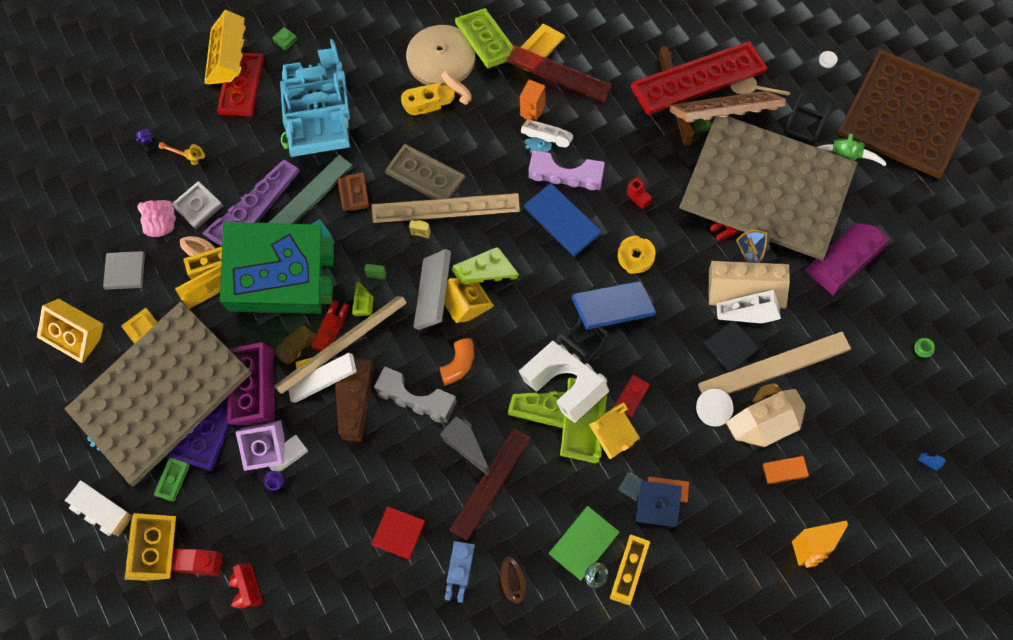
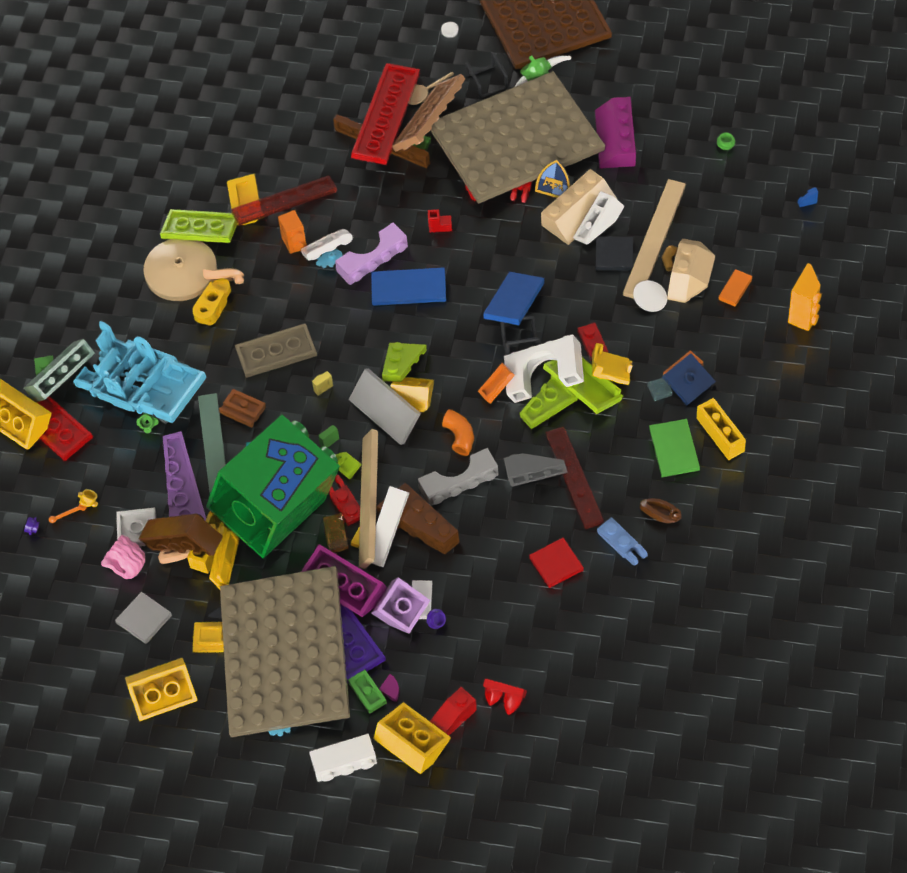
camera: 50 degrees left, 10 degrees down
(189, 494) = (390, 688): none -> magenta tile
(192, 241) = (181, 534): none -> reddish brown wedge
(279, 49) = (59, 370): none -> sand green brick
(445, 208) = (320, 355): tan tile -> none
(523, 354) = (496, 383): none -> orange tile
(590, 572) = (705, 455): clear light blue piece -> none
(634, 264) = (489, 267): yellow plate -> none

